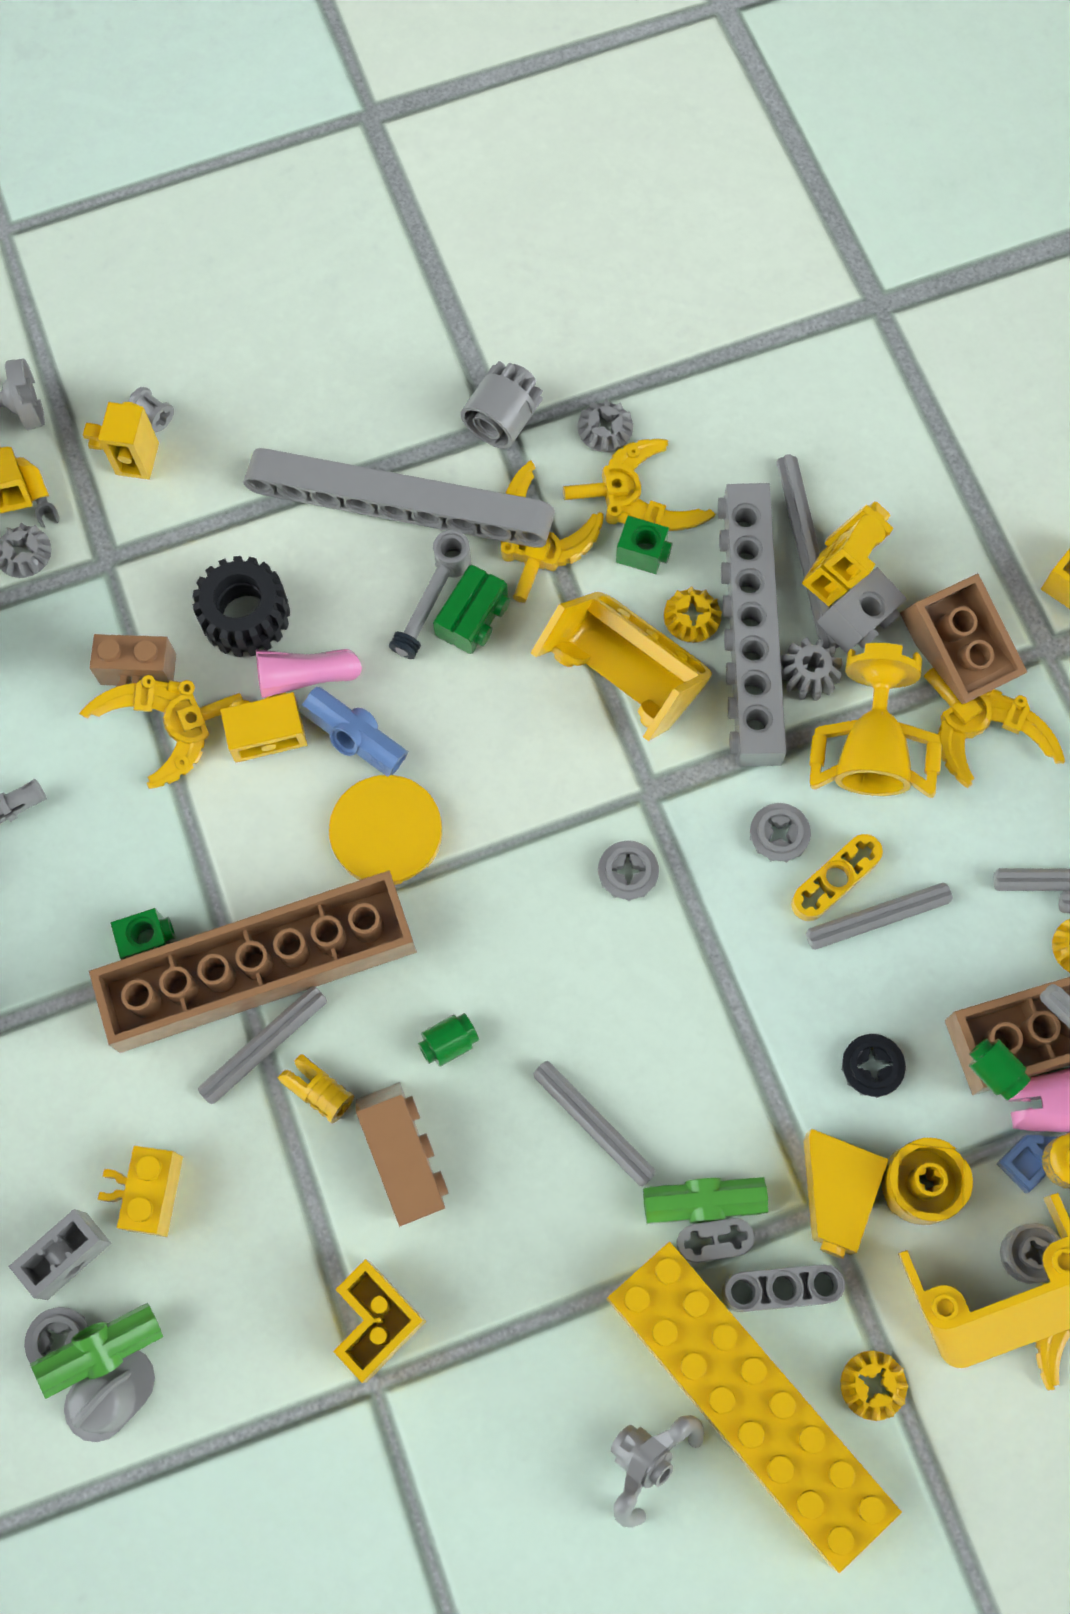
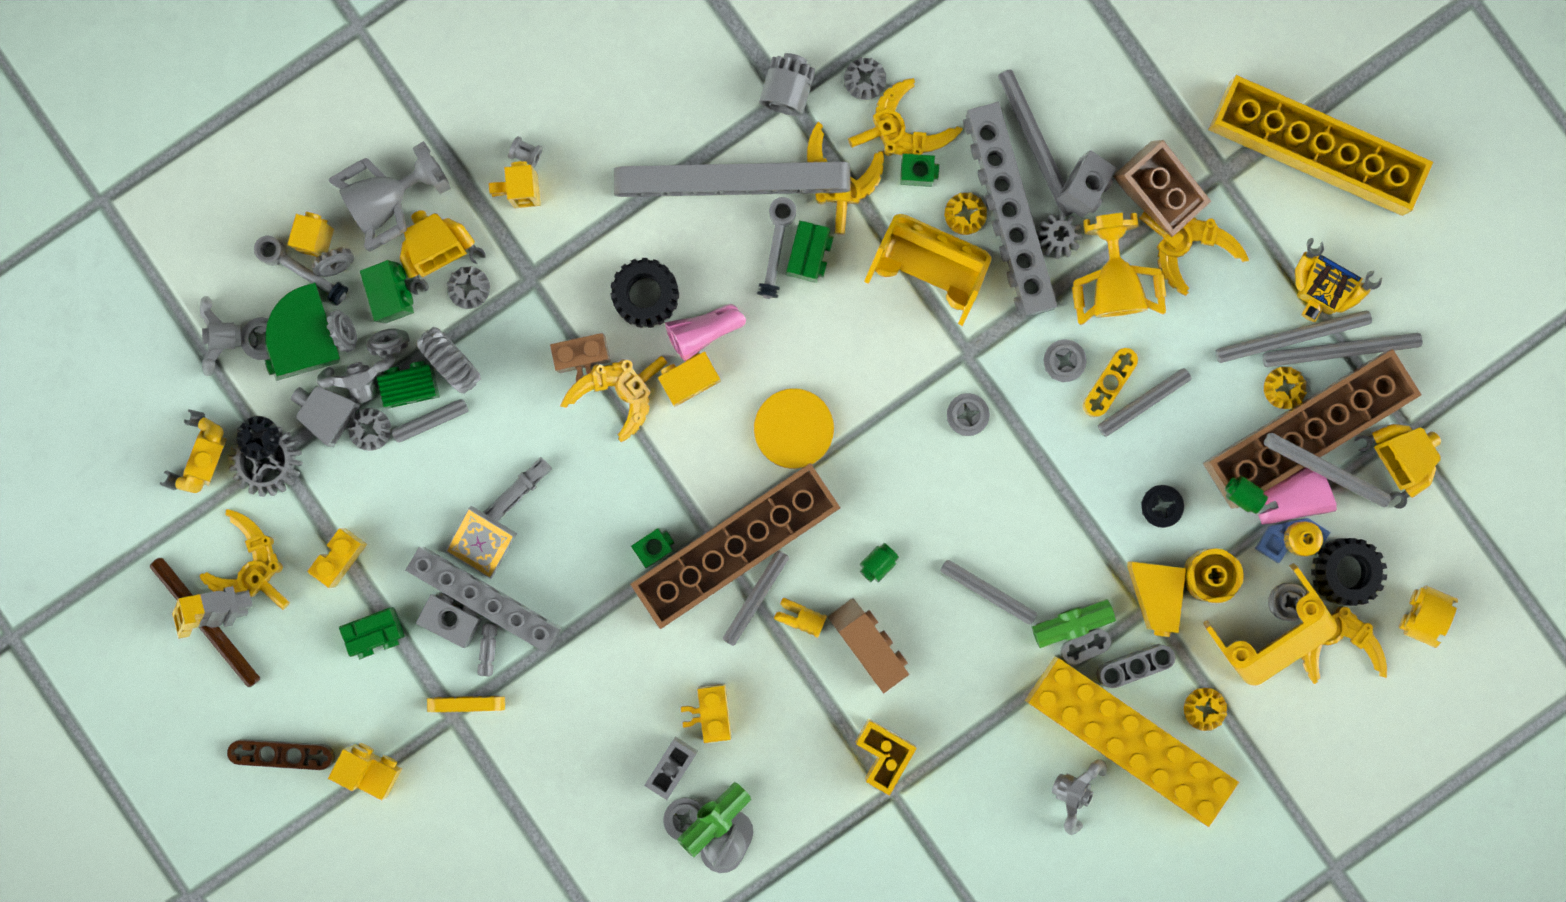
camera: 15 degrees left, 15 degrees up
(353, 731) = (752, 365): medium blue piece -> none
(847, 552) = (1067, 146): yellow hips -> none

